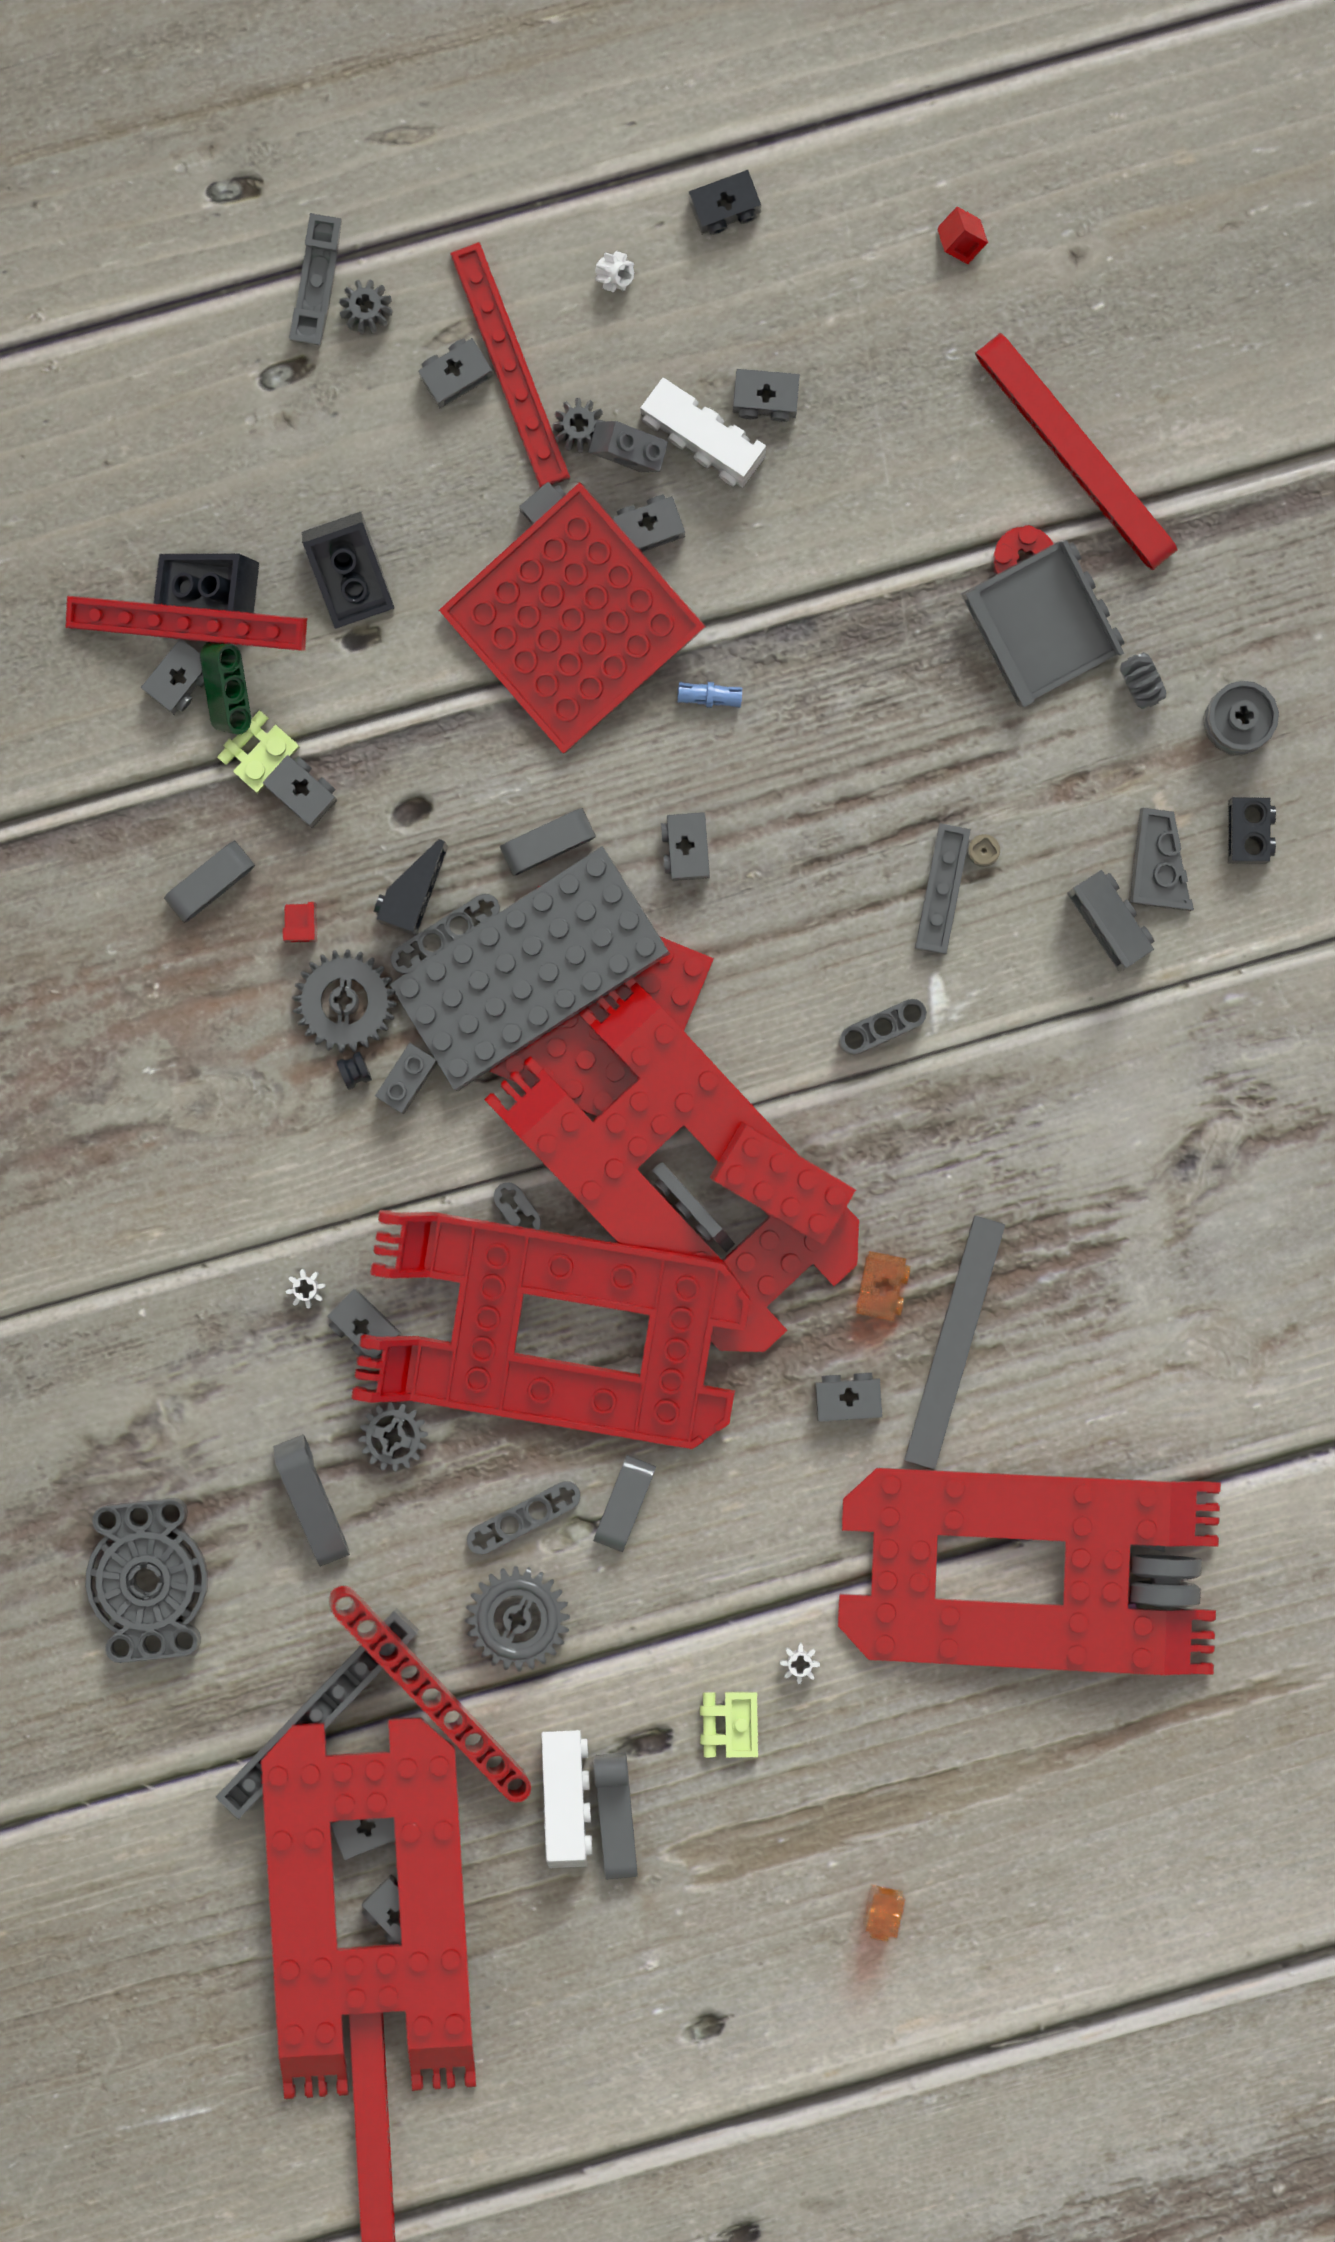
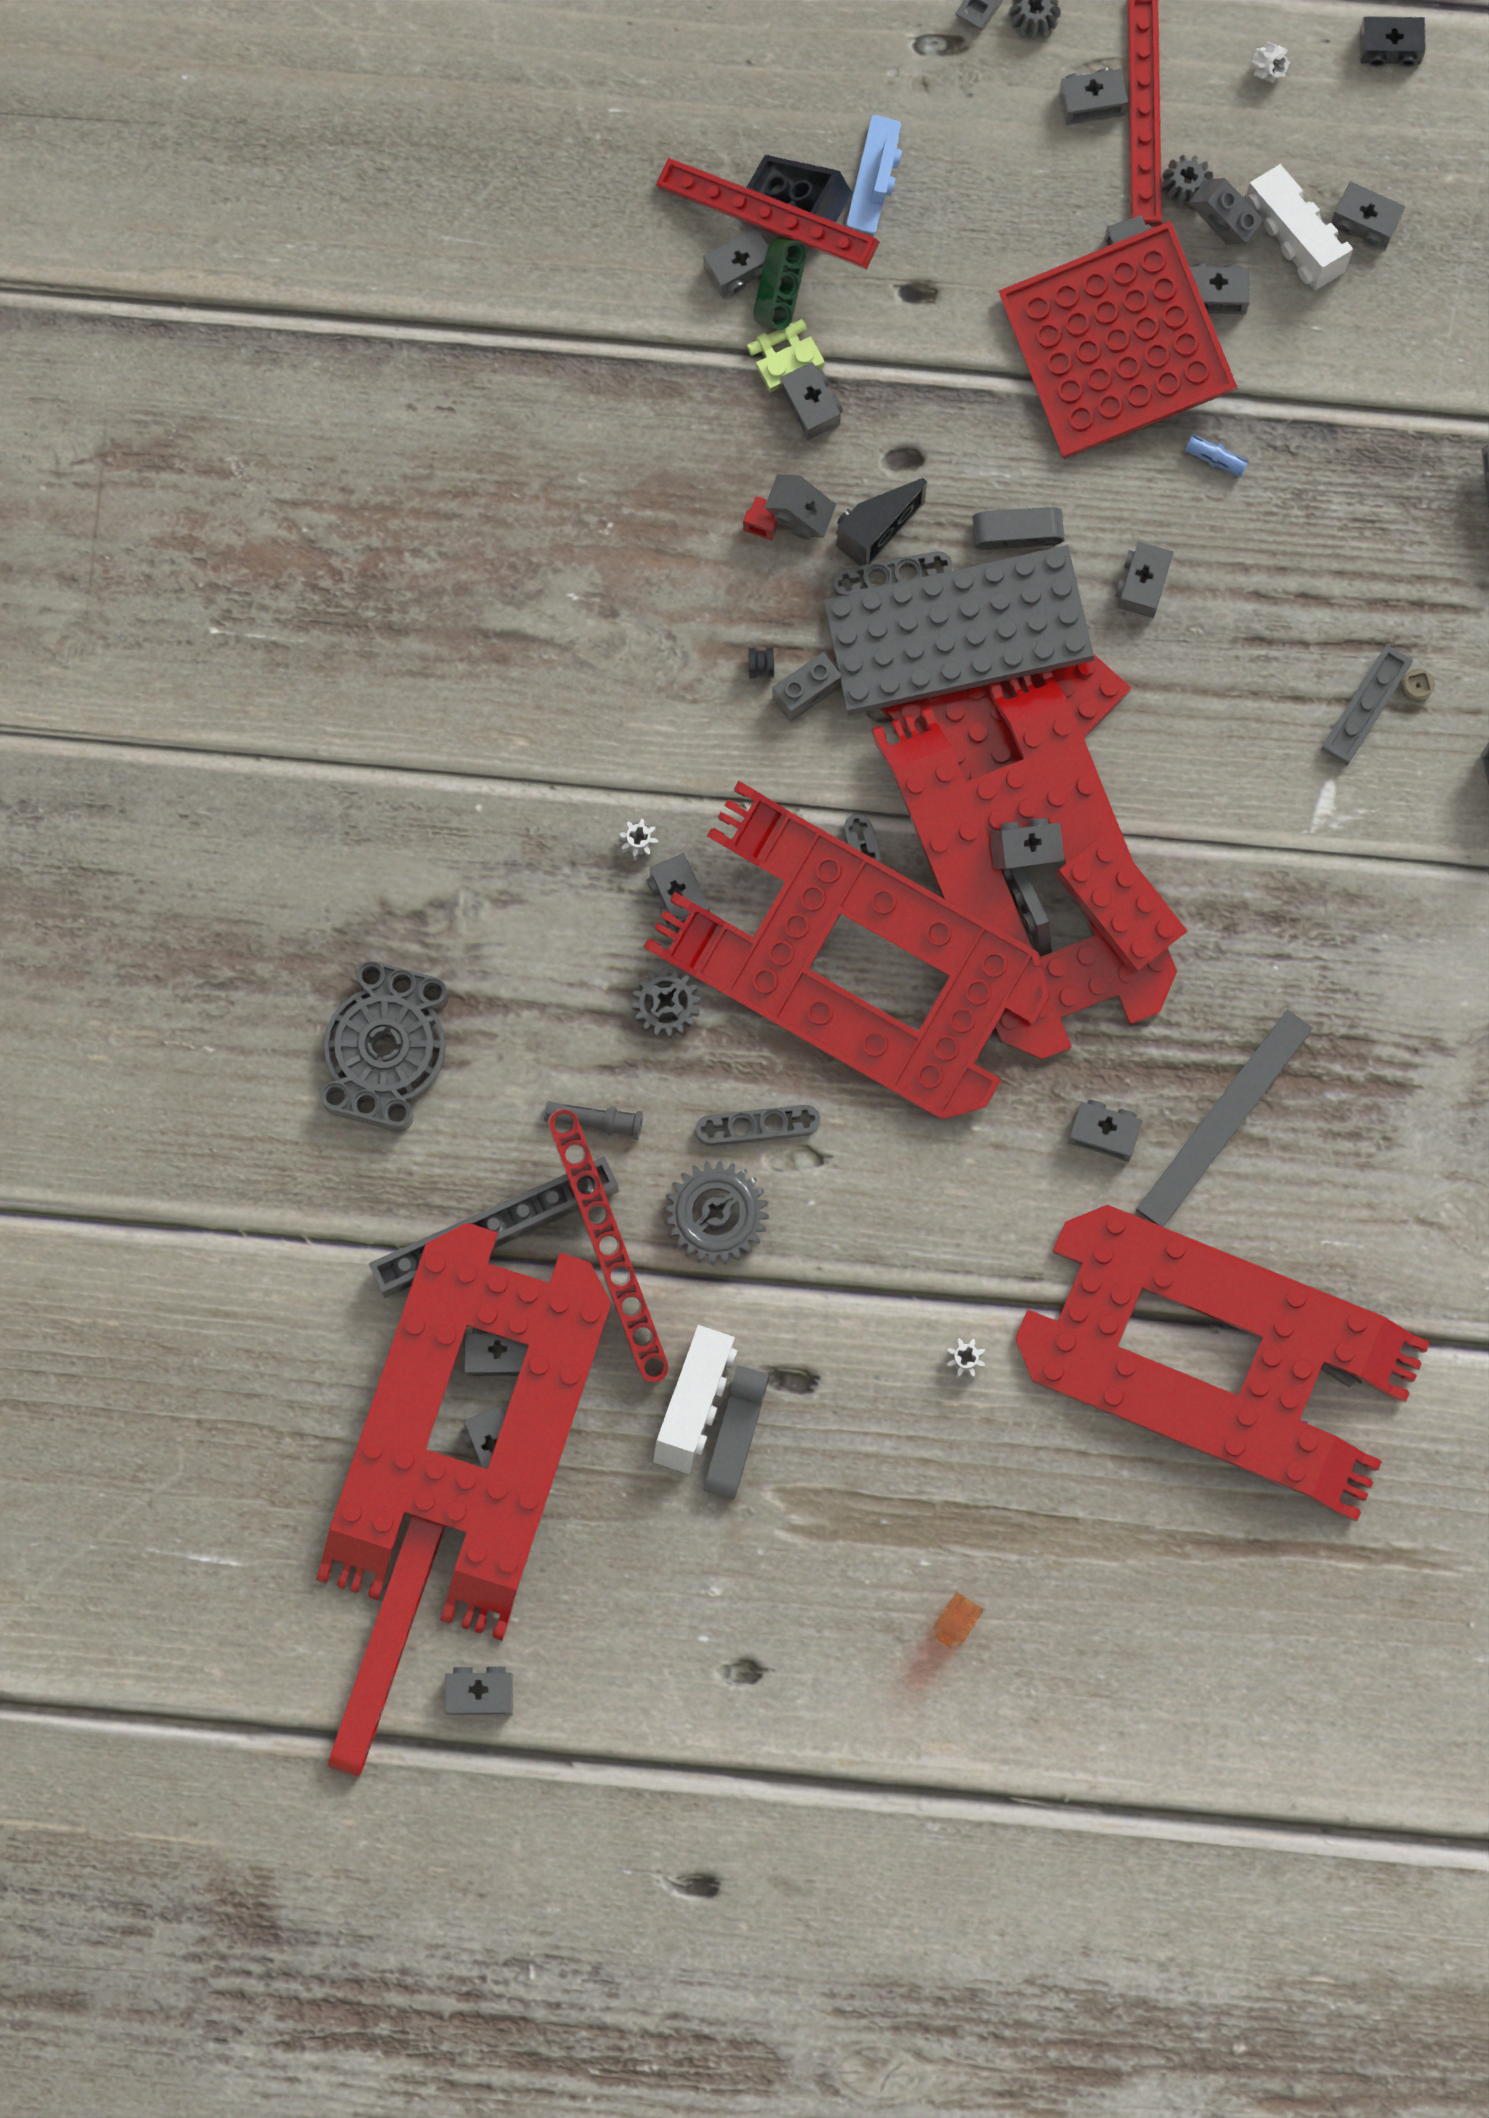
camera: 20 degrees right, 10 degrees down
(209, 881) = (696, 449): dark grey beam -> none
(273, 535) = (874, 174): none -> light blue bracket
(310, 1500) = (566, 1032): dark grey beam -> none
(332, 906) = (800, 506): none -> dark grey brick
(345, 970) = (789, 574): dark grey gear -> none
(347, 570) = (929, 228): black slope -> none
(384, 1568) = (609, 1121): none -> dark grey pin
(462, 2157) = (462, 1702): none -> dark grey brick
(624, 1503) = (857, 1147): dark grey beam -> none
(690, 1161) = (1043, 847): none -> dark grey brick
(740, 1724) = (887, 1394): yellowish green plate -> none
(869, 1299) = (1179, 1021): clear orange brick -> none
(893, 1015) = (1277, 797): dark grey beam -> none
(1165, 1580) = (1345, 1409): dark grey wheel -> none

